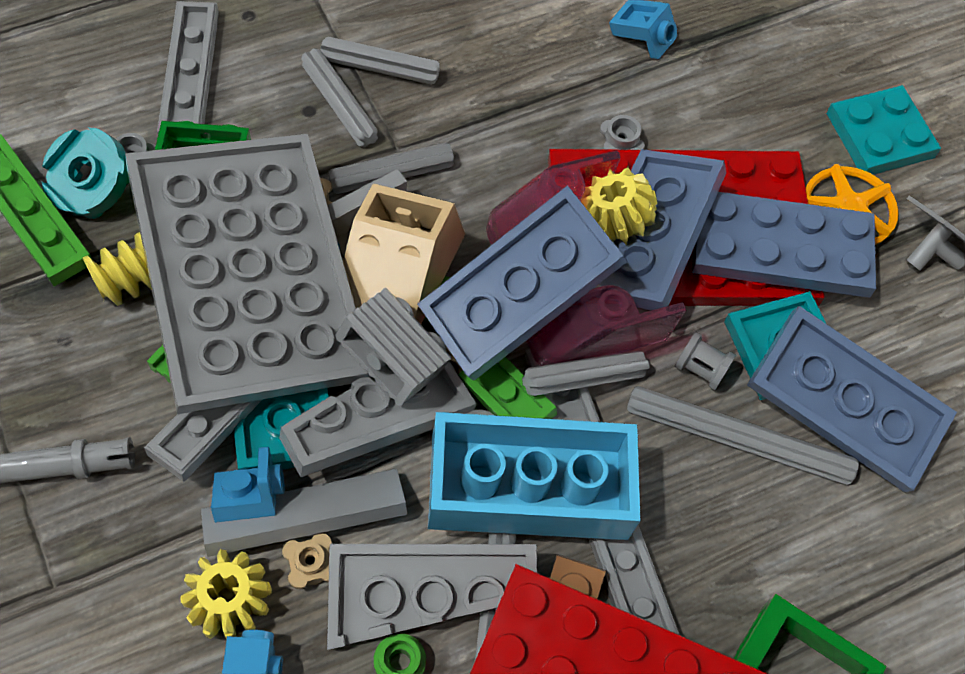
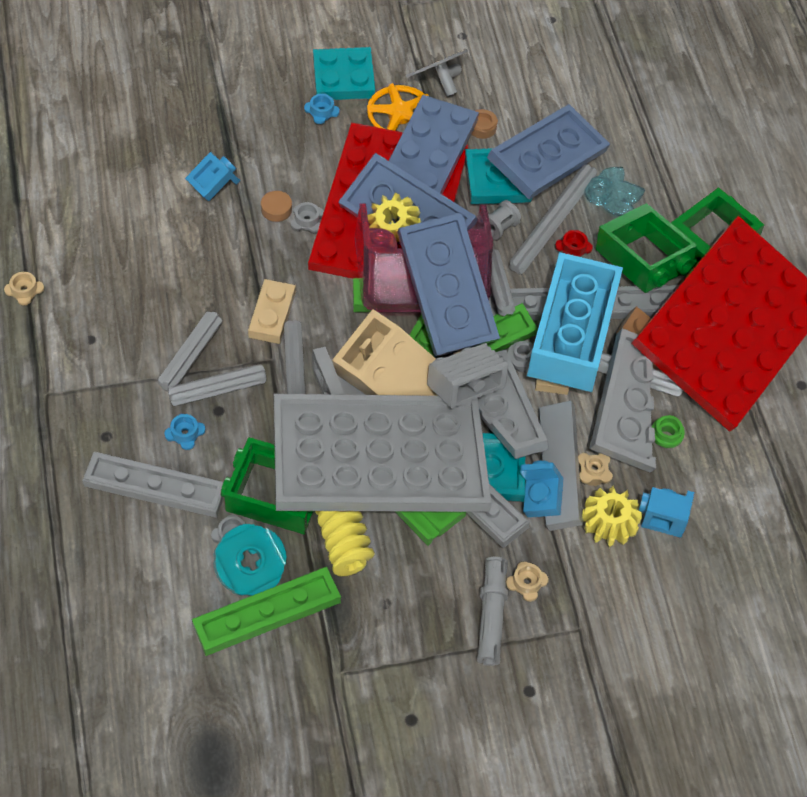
camera: 75 degrees left, 5 degrees down
(101, 490) = (527, 571): none -> tan plate
(265, 79) = (181, 423): none -> dark azure plate
(467, 129) = (272, 311): none -> tan plate
(630, 99) = (276, 206): none -> medium nougat tile
(710, 462) = (578, 240): none -> red plate
(754, 540) = (646, 222): none -> green window
(809, 116) = (321, 108): none -> dark azure plate
(827, 521) = (613, 192): none -> clear light blue plate
(877, 314) = (486, 124): none -> medium nougat tile

